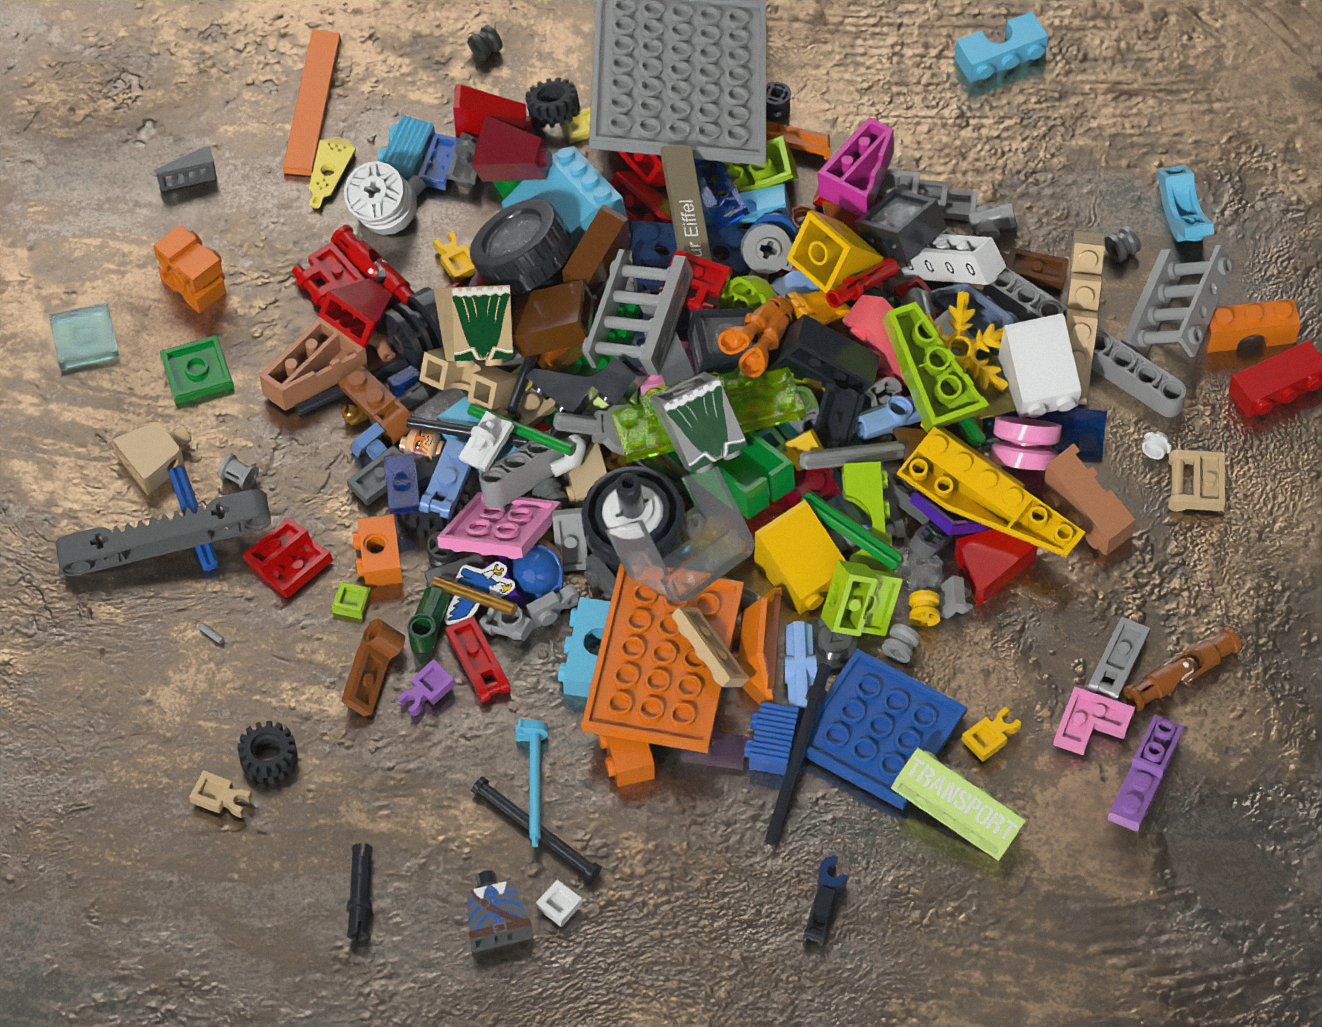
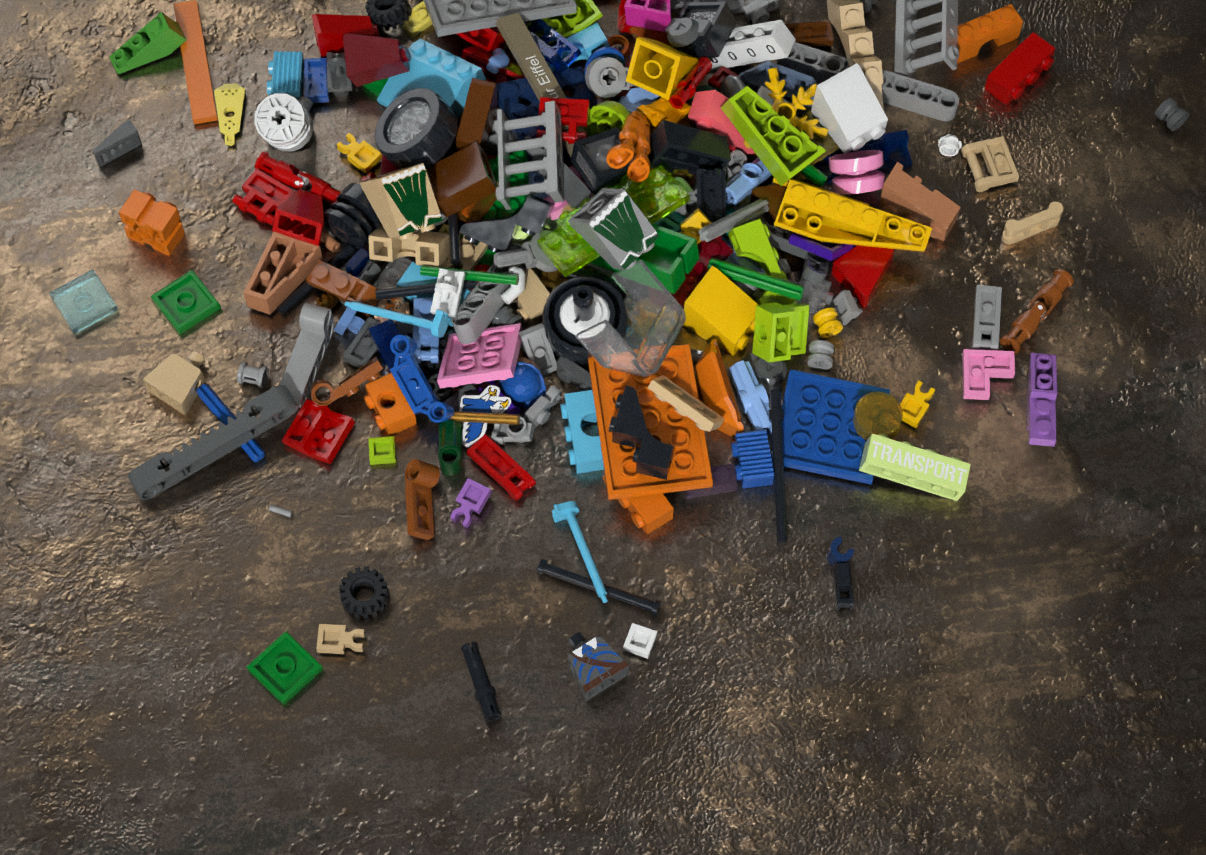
camera: 20 degrees left, 5 degrees up
(148, 808) = (284, 668): none -> green tile
(267, 68) = (150, 43): none -> bright green slope
(310, 465) = (309, 350): none -> light grey beam
(340, 515) = (348, 385): none -> dark orange plate
(410, 531) = (414, 383): none -> blue plate
(459, 476) = (437, 326): none -> medium azure piece
(632, 656) = (629, 429): none -> black arch
(650, 196) = (497, 61): none -> medium blue arm
(877, 219) = (686, 30): none -> dark grey piece
(937, 730) = (878, 415): none -> clear yellow head
(1219, 565) = (1032, 224): none -> tan plate

